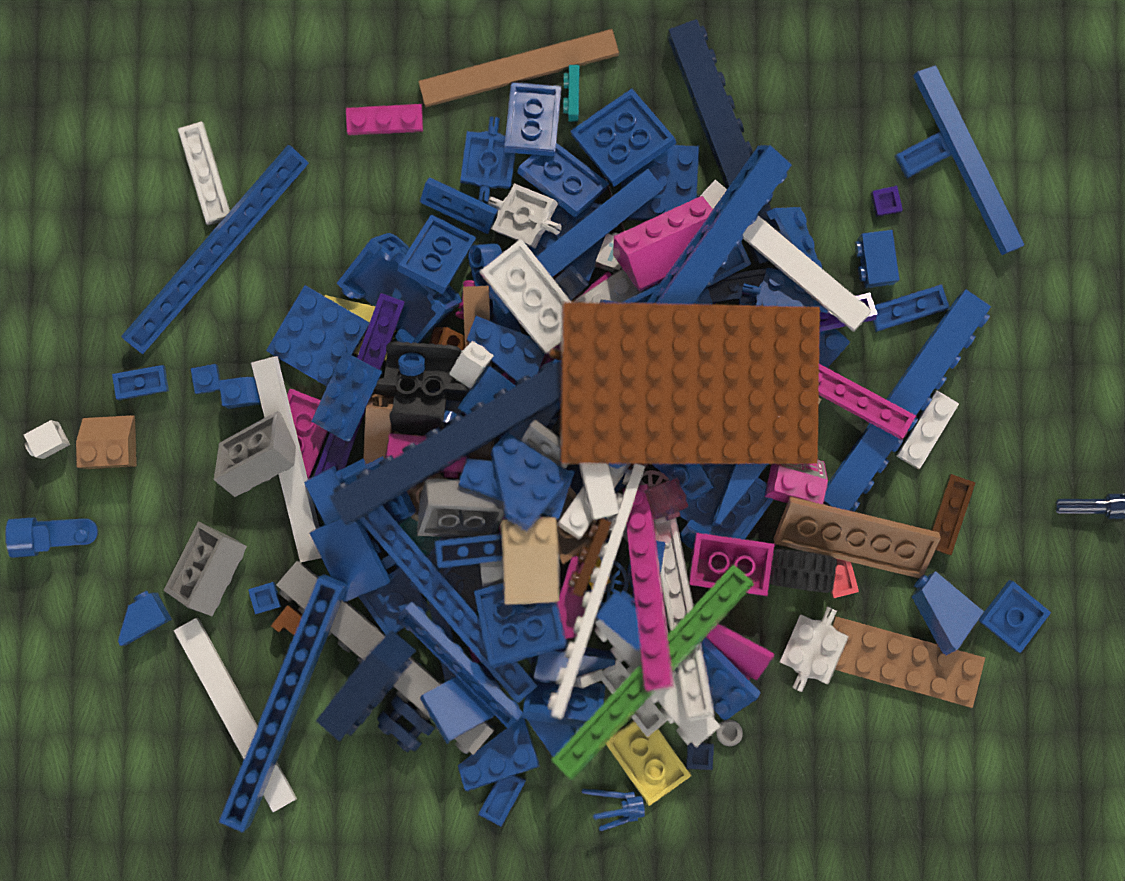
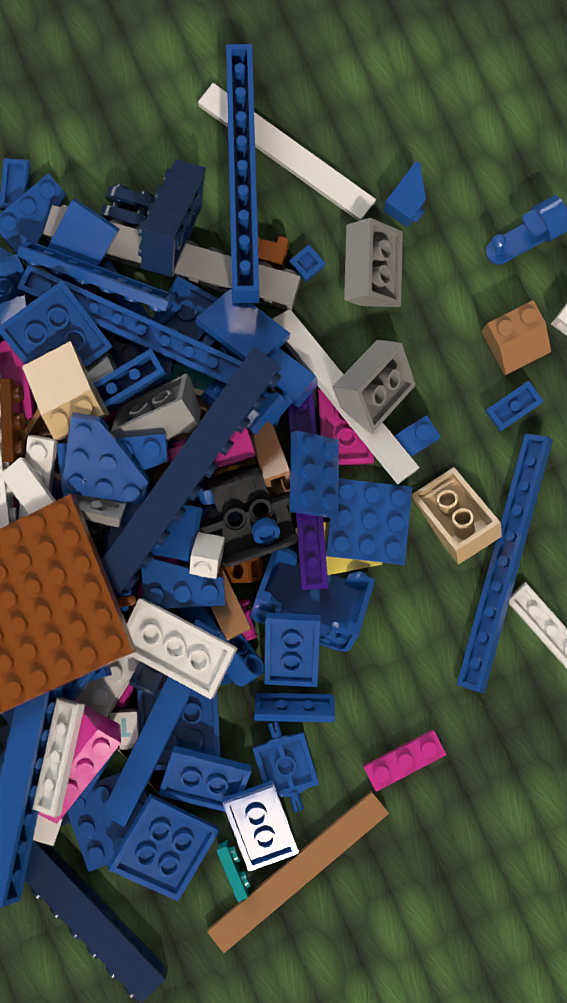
camera: 155 degrees right, 0 degrees up
(206, 379) = (455, 437): blue plate -> none
(238, 308) = (457, 515): none -> tan slope
(524, 215) = (224, 726): white plate -> none
(671, 248) = (58, 756): none -> white tile

